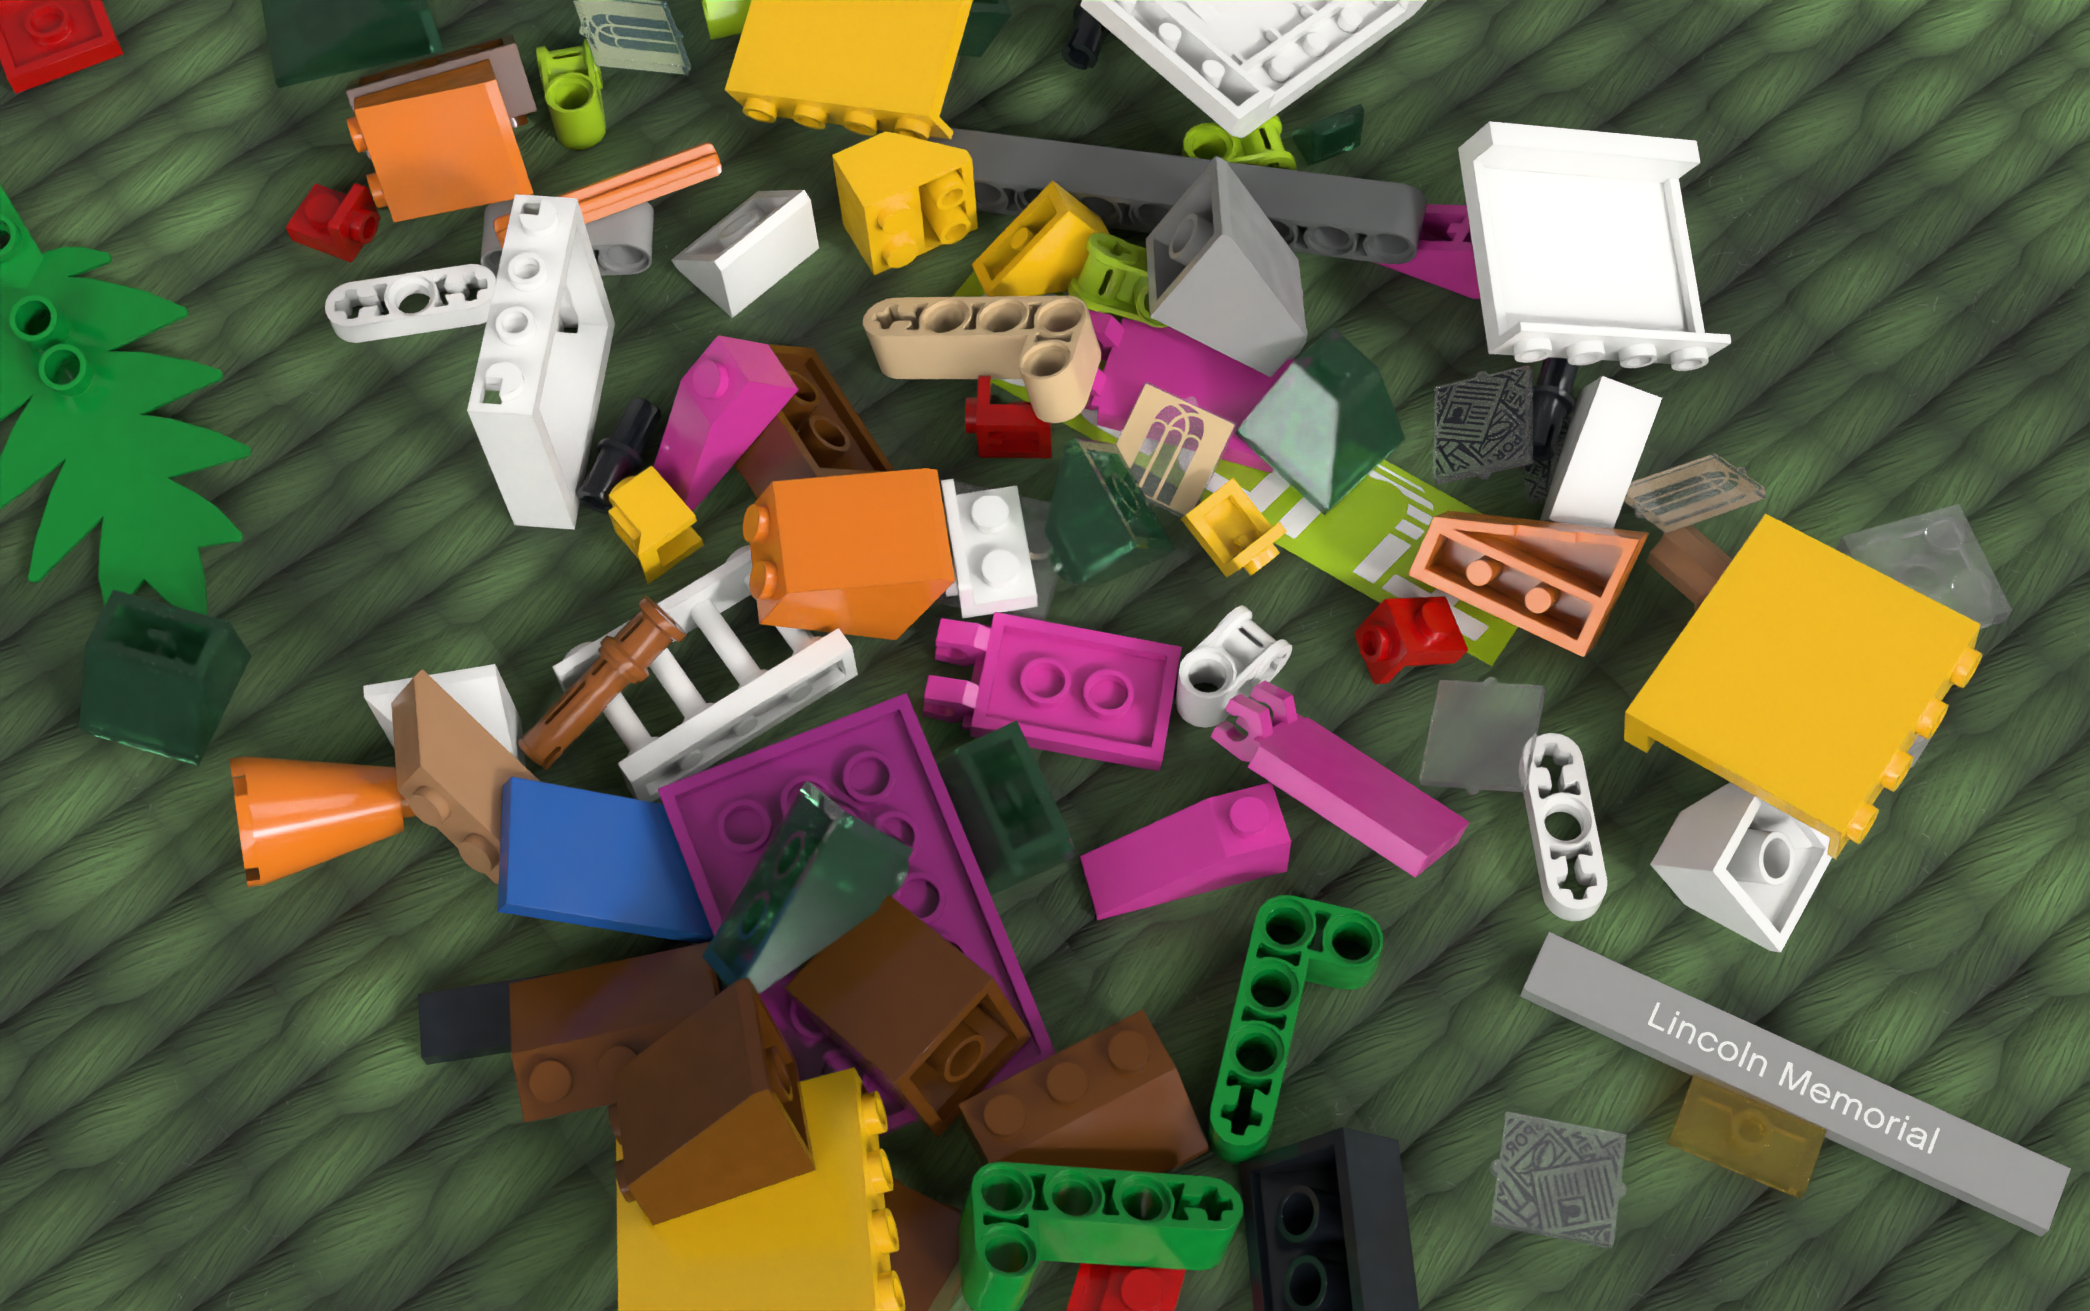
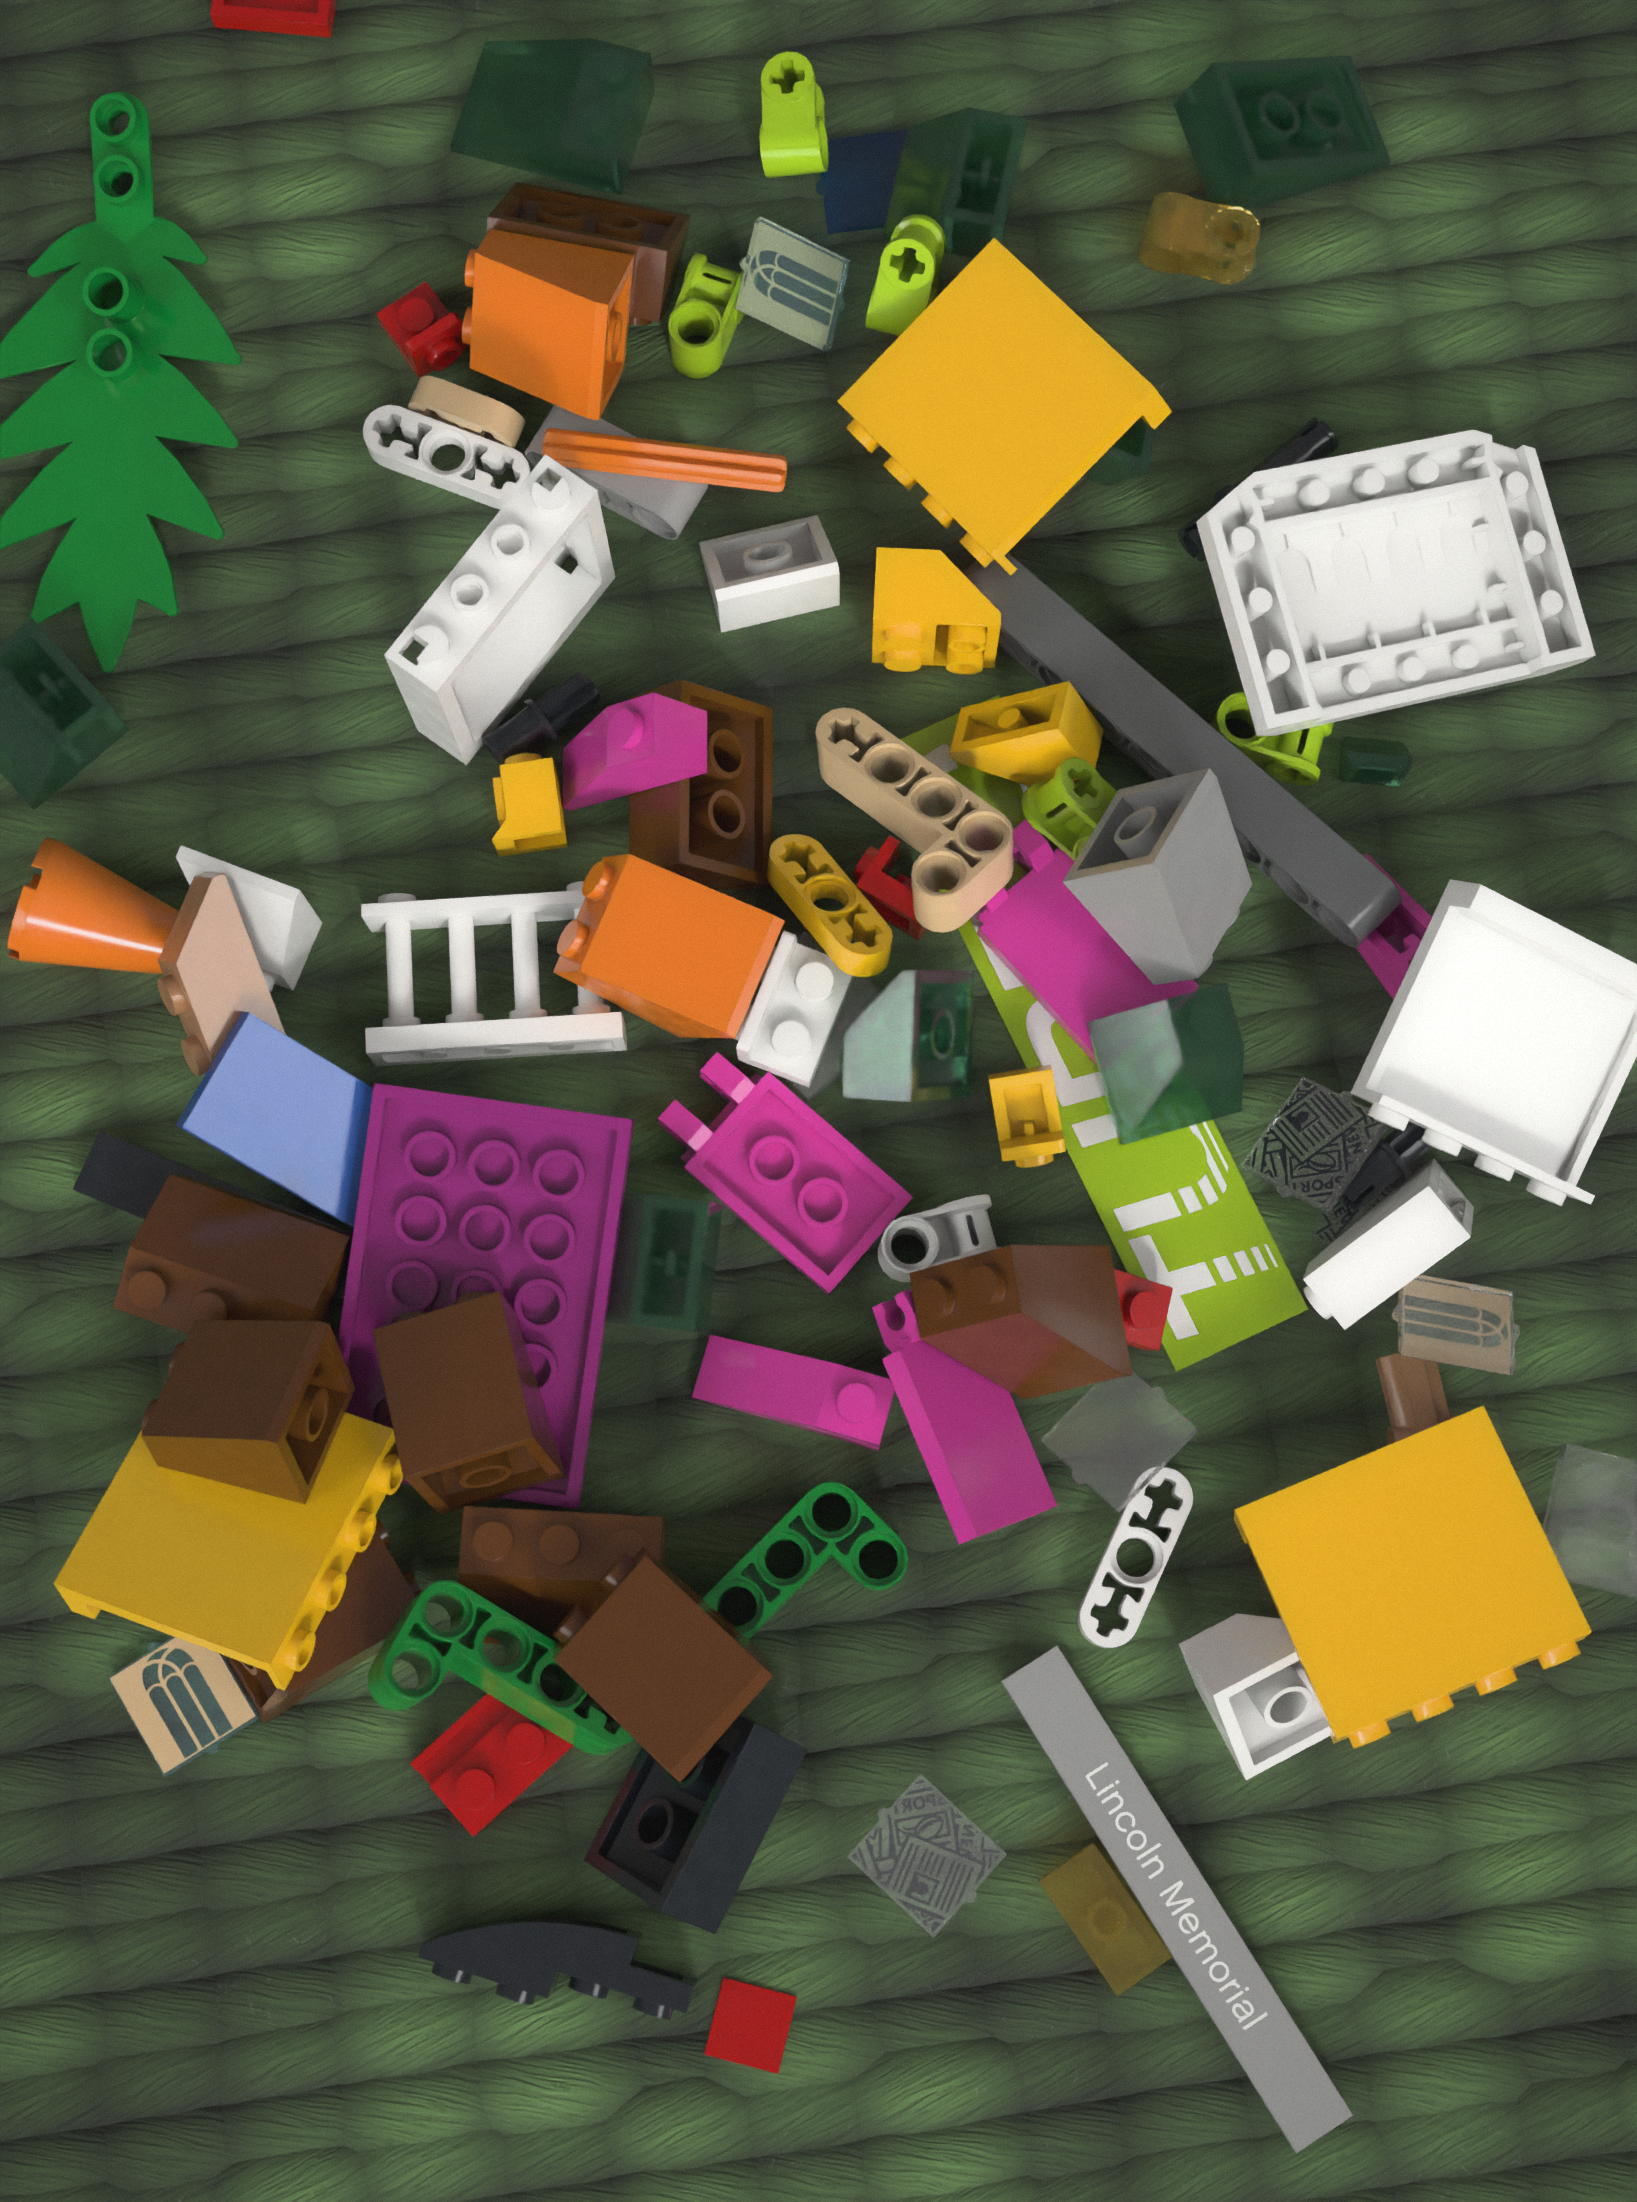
camera: 30 degrees right, 15 degrees up
(410, 253) = (467, 410): none -> tan beam
(621, 662) = (417, 937): dark orange pin -> none
(808, 889) = (435, 1261): clear green slope -> none
(965, 454) = (829, 928): none -> yellow beam
(1173, 448) = (1023, 1003): piece -> none
(1227, 1114) = (660, 1661): none -> reddish brown slope
(1346, 665) = (1027, 1316): none -> reddish brown slope
(1531, 572) = (1252, 1317): orange wedge -> none

